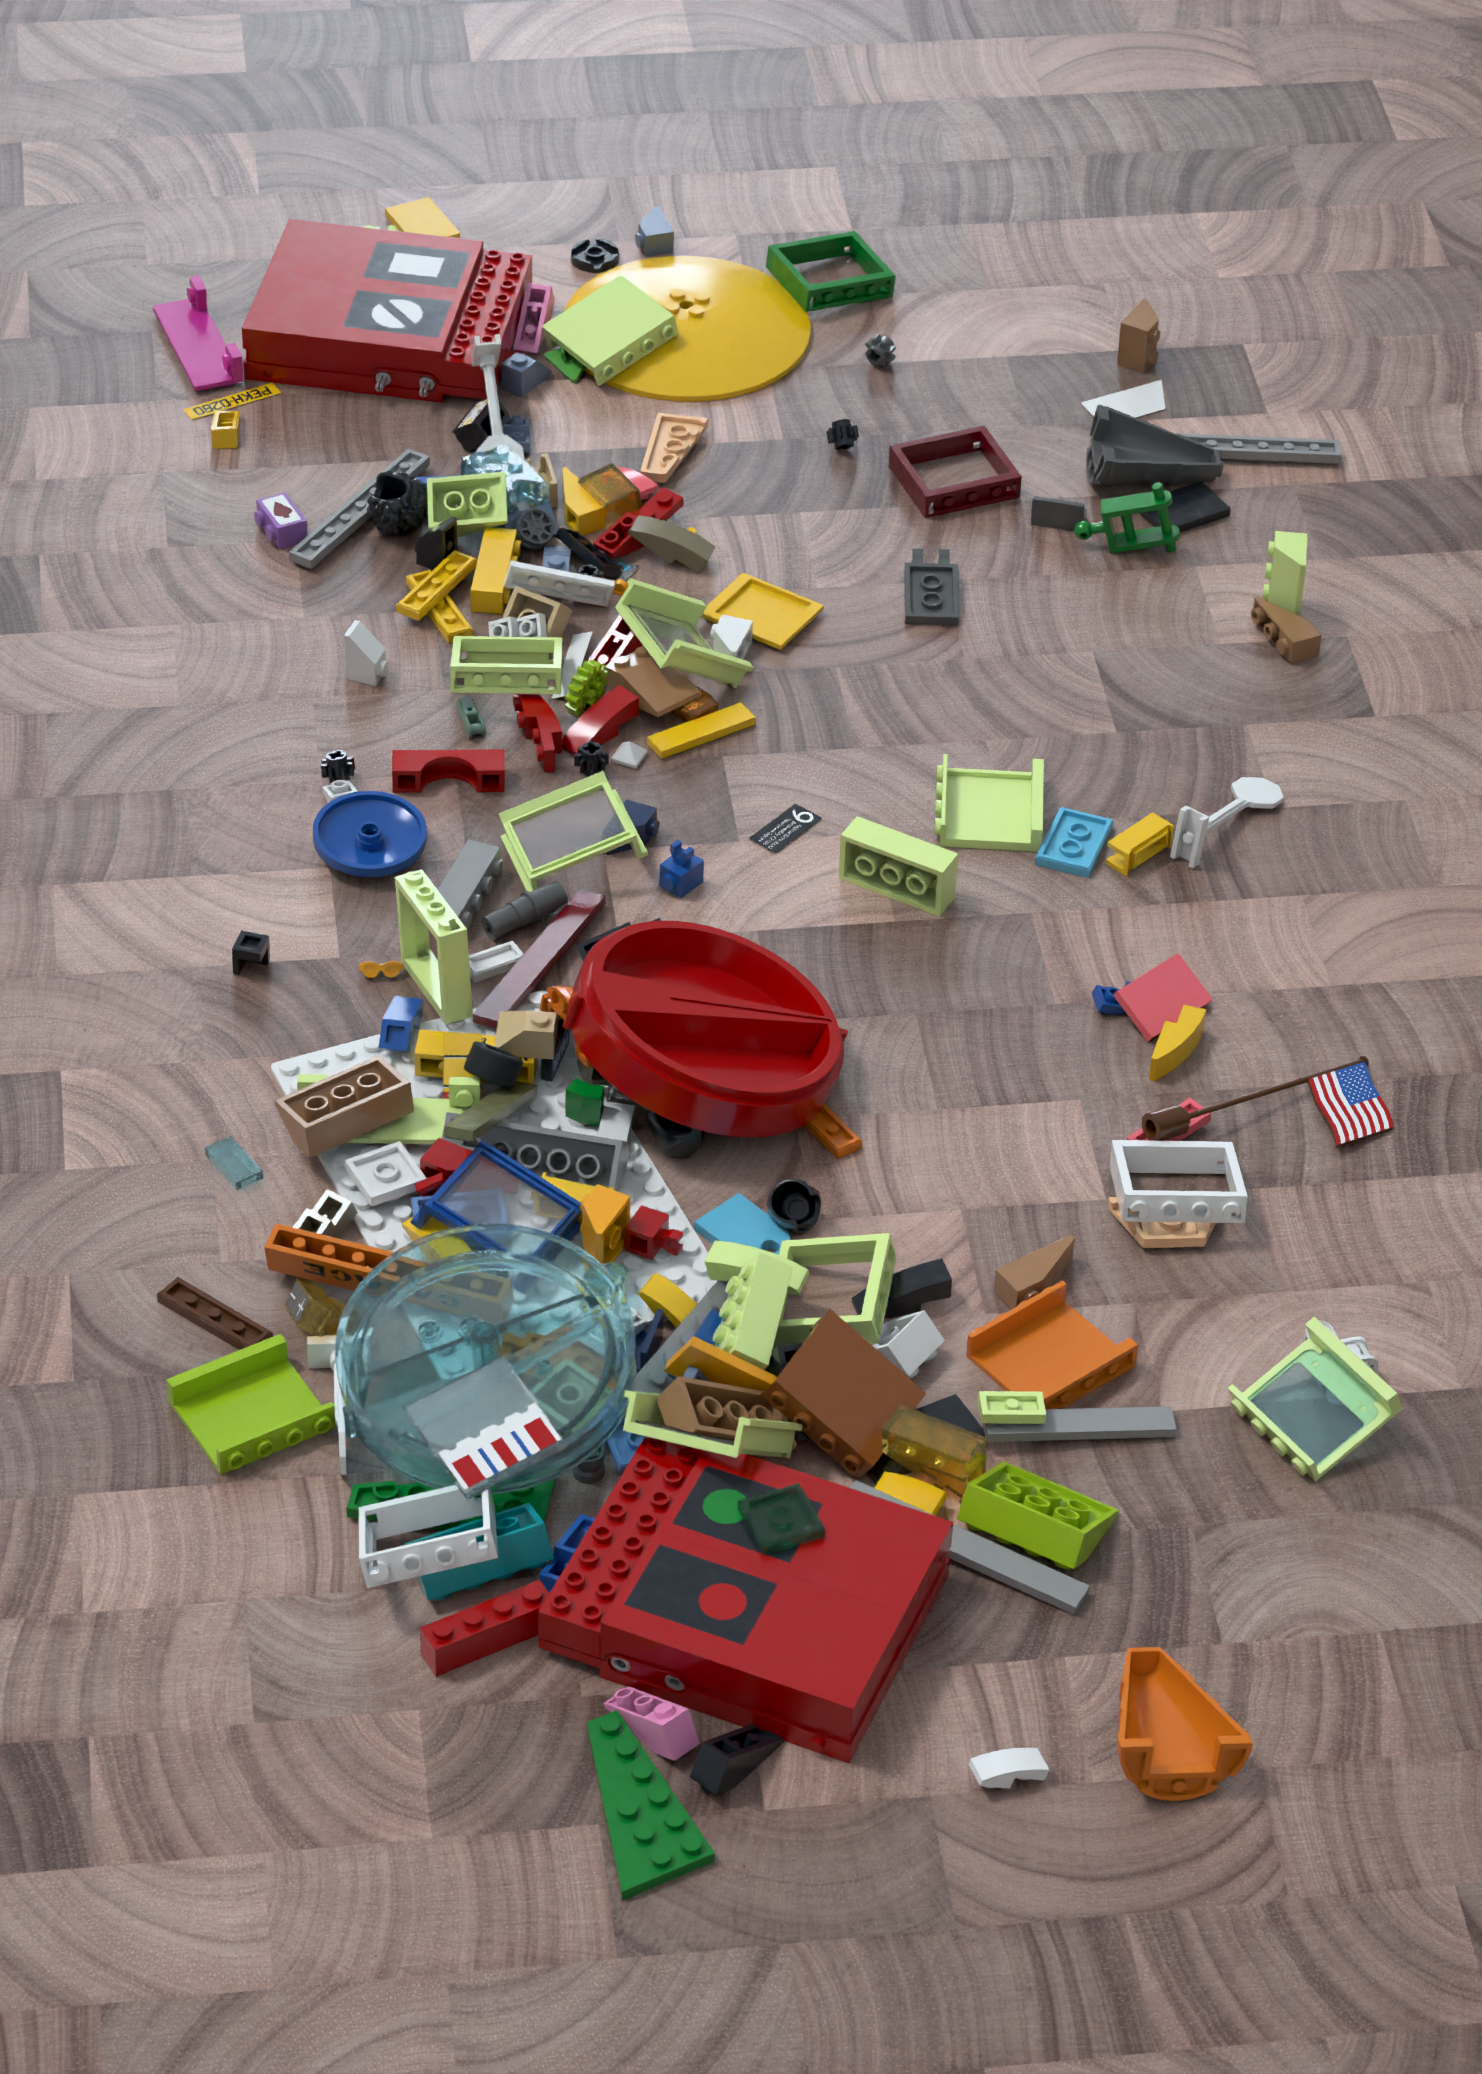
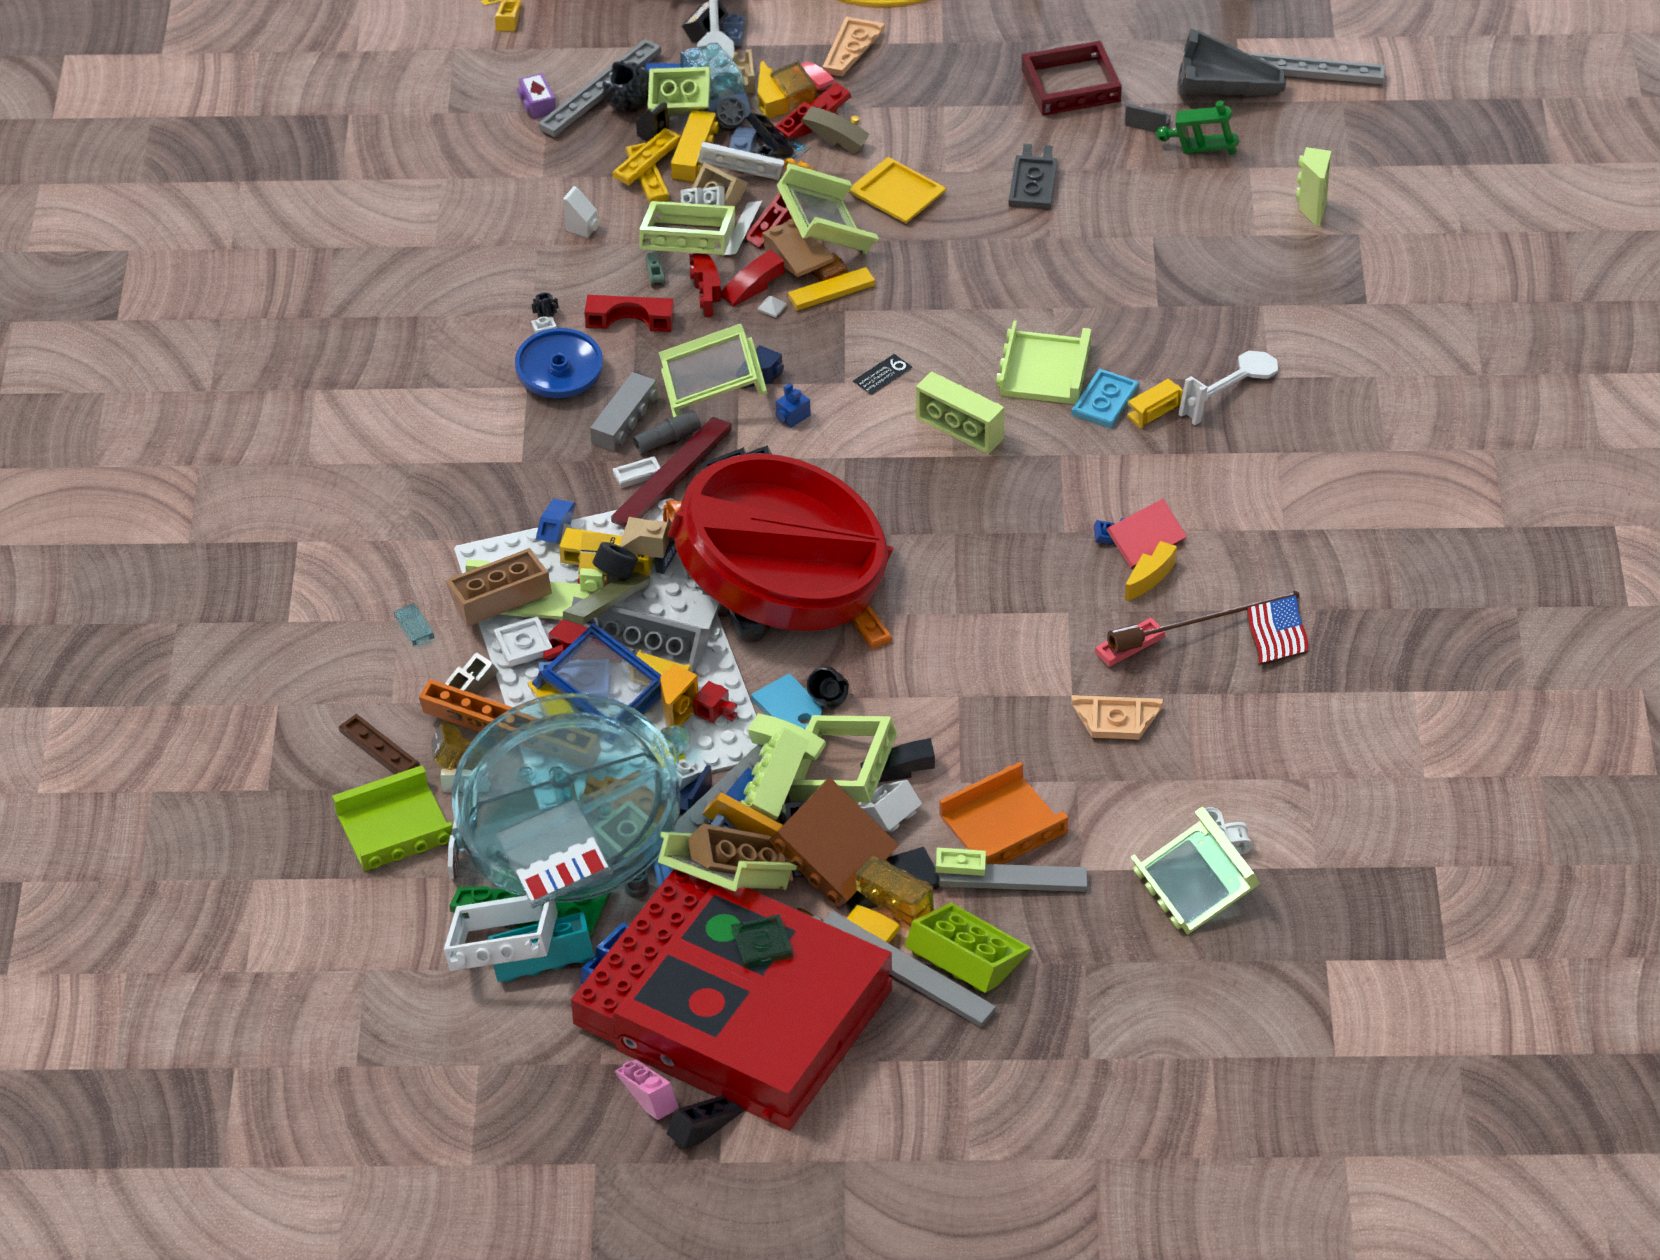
camera: 10 degrees right, 5 degrees up
(250, 948) = (452, 452): black panel -> none
(390, 969) = (557, 474): light orange piece -> none
(443, 980) = (586, 469): yellowish green window -> none
(482, 1629) = (532, 1007): red brick -> none
(584, 1102) = (682, 593): green piece -> none
(586, 687) = (745, 250): lime gear -> none
(591, 758) = (741, 309): black gear -> none
(643, 1817) = (628, 1161): green wing -> none
(665, 1295) = (717, 755): yellow slope -> none
(732, 636) = (869, 212): white slope -> none
(842, 434) = (988, 42): black gear -> none
(1001, 1767) = (901, 1143): white slope -> none
(1033, 1272) = (1002, 752): medium nougat slope -> none
(1133, 401) = (1225, 23): white sticker -> none
(1172, 1732) = (1031, 1125): orange cone -> none
(1184, 1158) = (1126, 666): white window -> none
(1192, 507) = (1254, 117): black tile -> none
(1288, 632) = (1310, 229): medium nougat slope -> none

